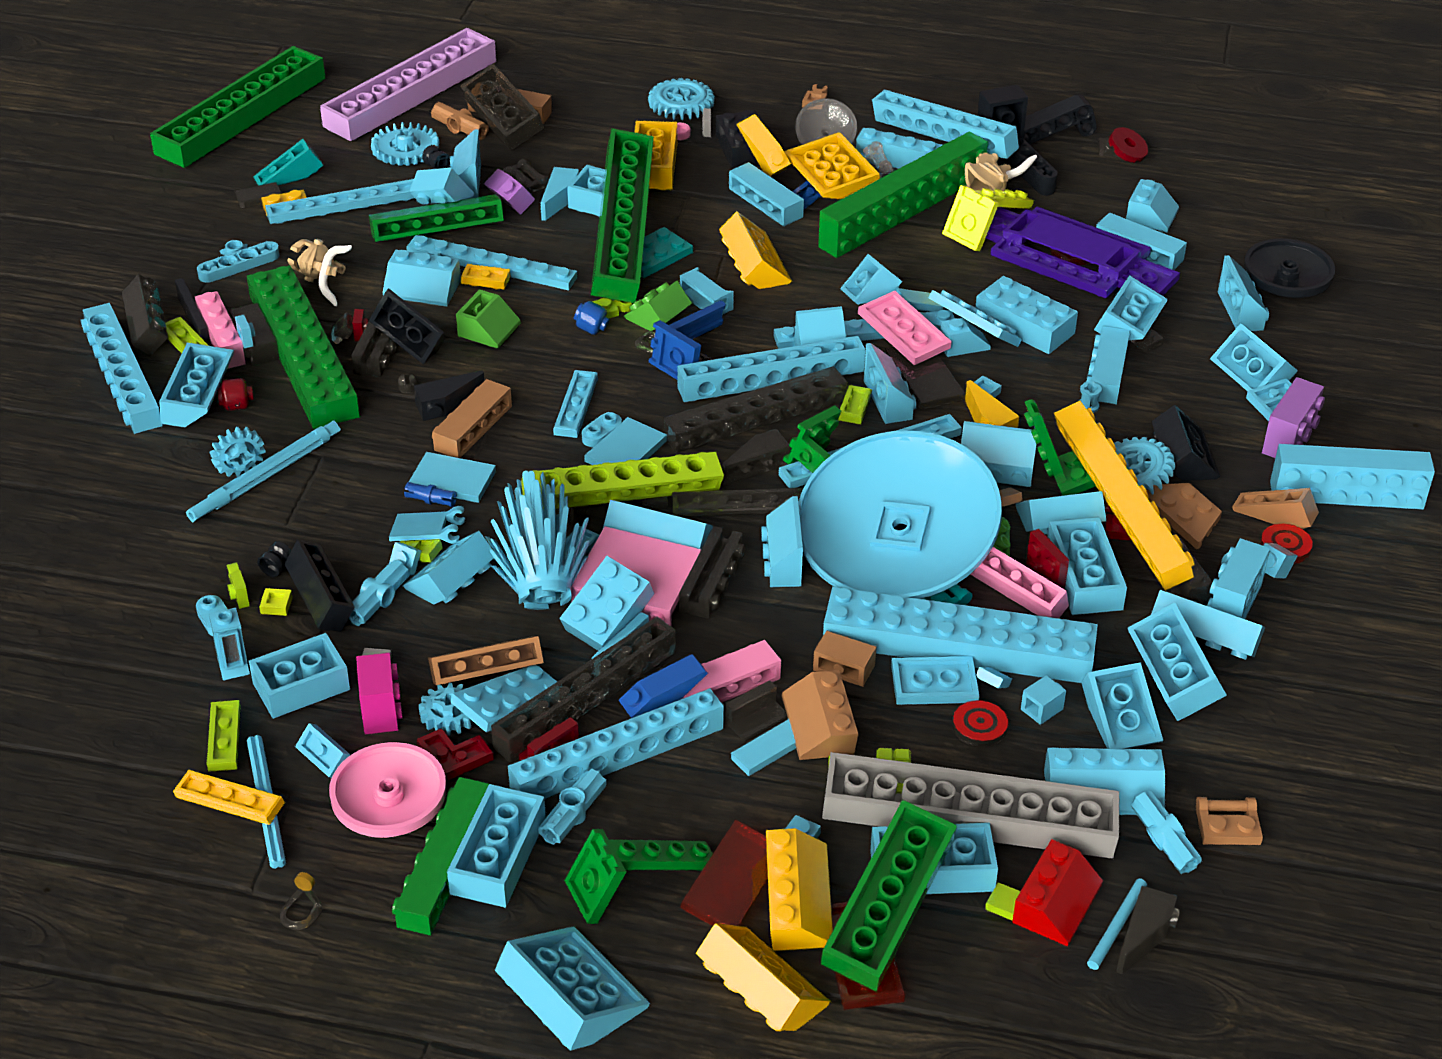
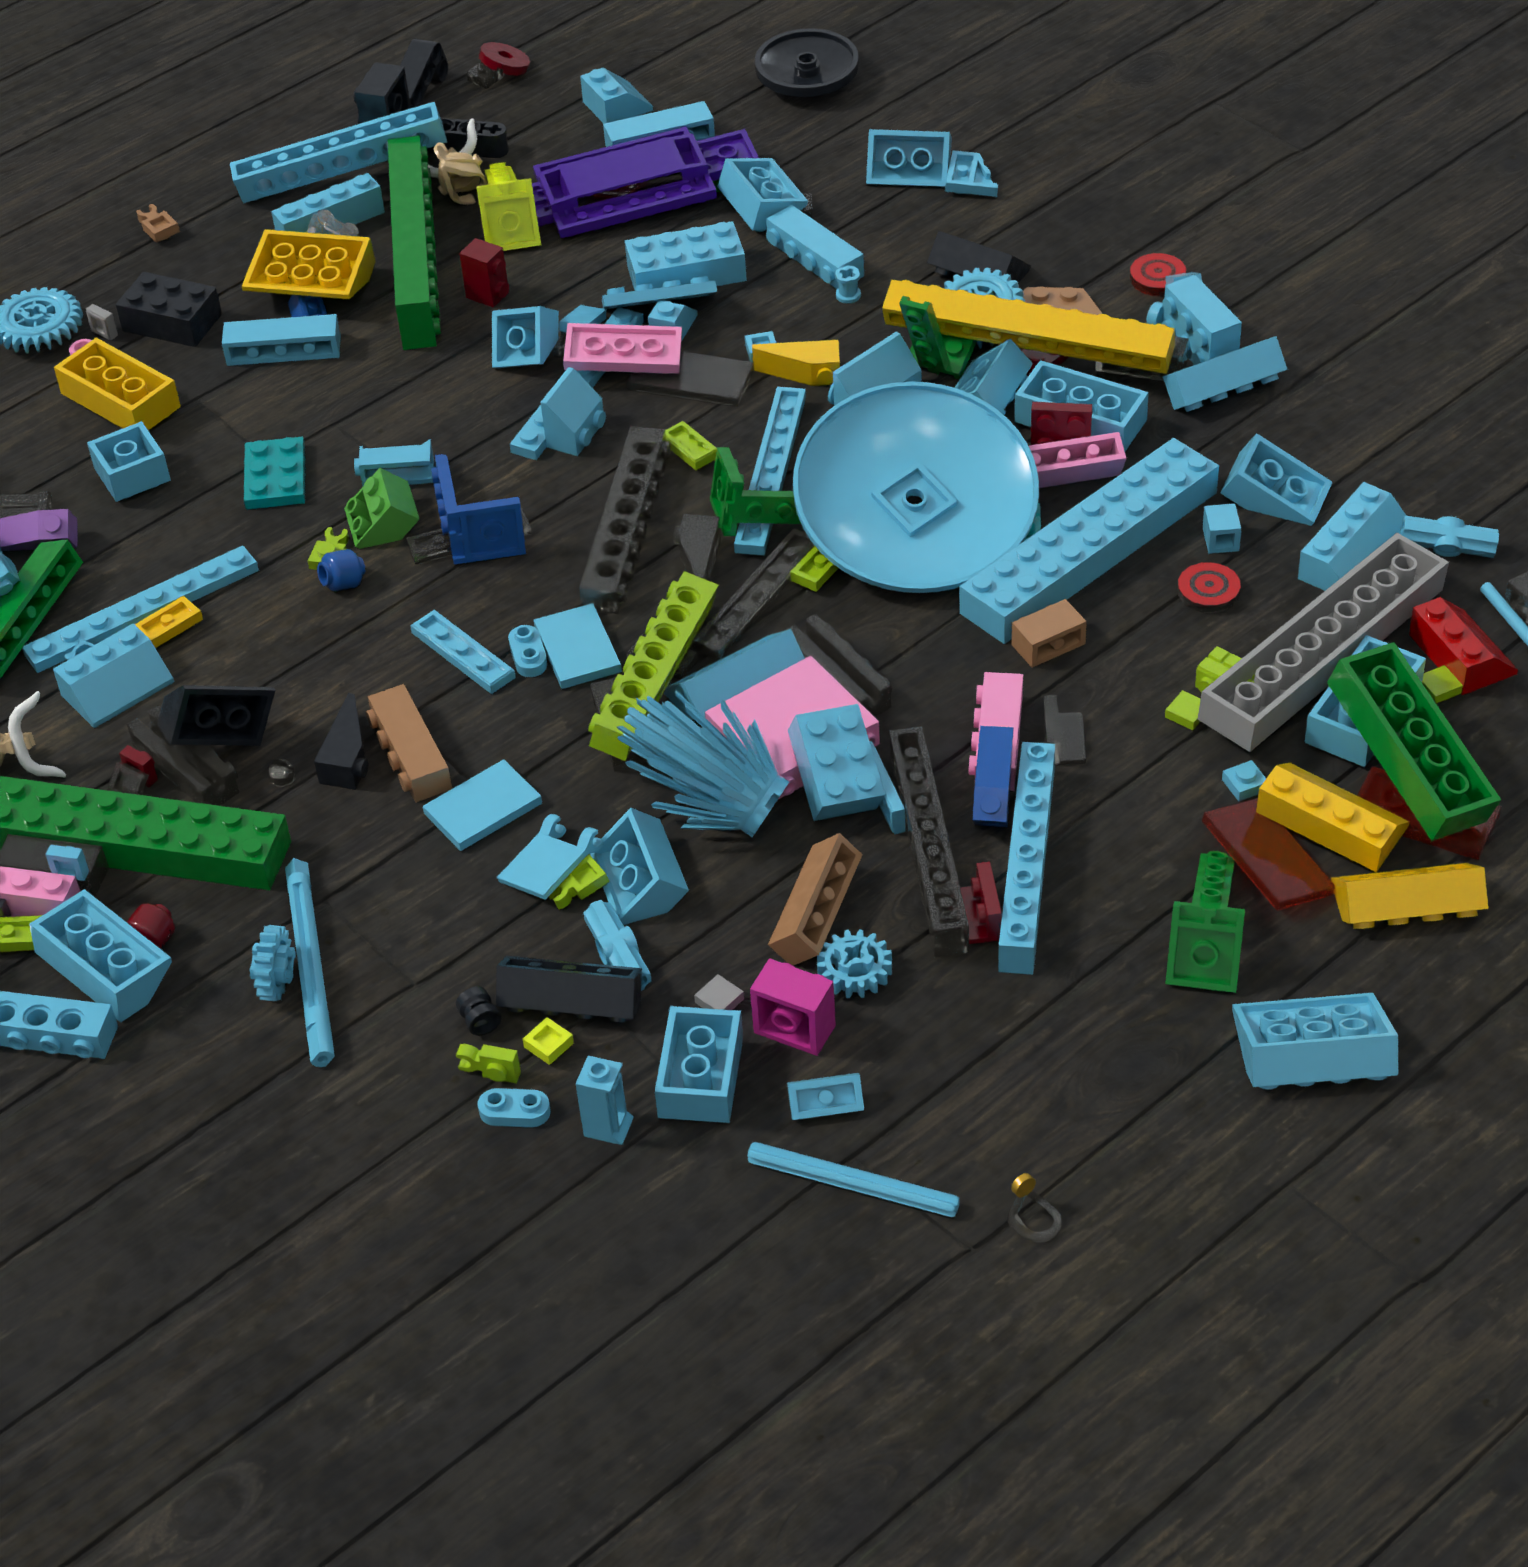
camera: 50 degrees left, 5 degrees up
(223, 735) = (724, 1174): lime plate -> none
(229, 797) = (827, 1207): yellow tile -> none
(387, 789) = (939, 1062): bright pink dish -> none
(407, 555) = (582, 895): medium azure plate -> none
(428, 885) = (1064, 1060): green brick -> none
(430, 494) = (495, 834): blue pin -> none
(458, 758) = (921, 999): dark red plate -> none
(486, 319) = (255, 653): bright green slope -> none
(496, 846) = (1092, 1007): medium azure brick -> none
(500, 696) = (891, 904): medium azure plate -> none
(556, 192) = (79, 488): medium azure slope -> none
(572, 806) = (1078, 928): medium azure piece -> none
(622, 216) = (223, 453): green brick -> none
(753, 253) = (370, 397): yellow slope -> none
(763, 146) = (220, 295): yellow slope -> none
(765, 748) = (1111, 733): medium azure tile -> none
(767, 368) = (579, 476): medium azure brick -> none
(783, 545) = (858, 591): medium azure slope -> none
(820, 715) = (1117, 685): medium nougat slope -> none
(825, 116) = (226, 226): clear dish -> none
(887, 386) = (703, 409): medium azure slope -> none
(908, 236) = (484, 272): none -> dark red brick
(934, 680) = (1130, 587): medium azure plate -> none
(993, 677) = (1163, 546): tile -> none
(1176, 662) = (1241, 406): medium azure brick -> none
(1229, 828) = (1465, 501): medium nougat plate -> none
(1241, 297) = (814, 114): medium azure slope -> none
(1279, 506) = (1113, 250): medium nougat slope -> none
(1294, 416) = (1021, 175): medium lavender brick -> none
(1355, 475) = (1127, 184): medium azure brick -> none

